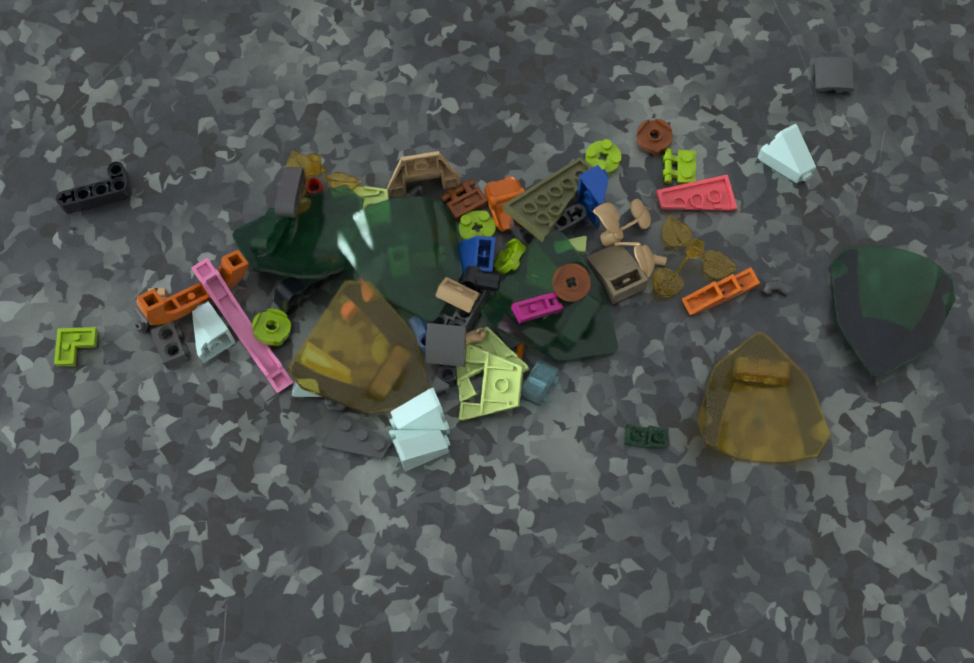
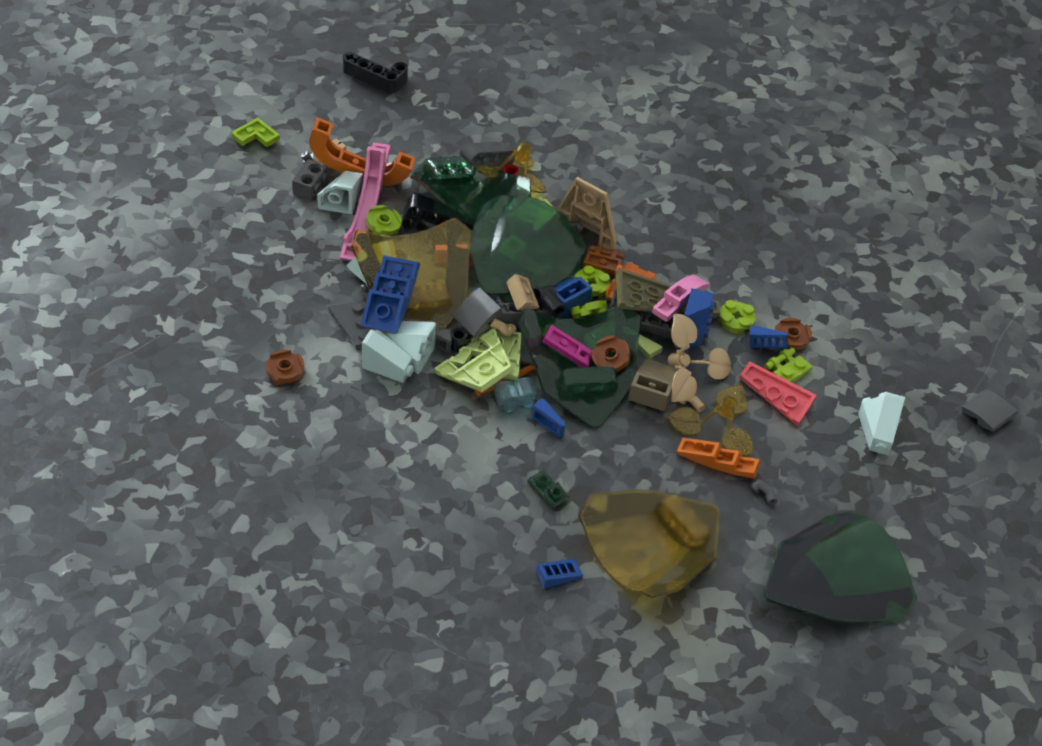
camera: 40 degrees right, 20 degrees down
(358, 543) = (284, 375): none -> dark orange plate
(372, 396) = (390, 294): none -> blue slope
(569, 186) = (677, 296): none -> bright pink slope
(583, 378) = (547, 417): none -> blue slope
(645, 158) = (762, 338): none -> blue slope
(722, 510) = (553, 580): none -> blue slope

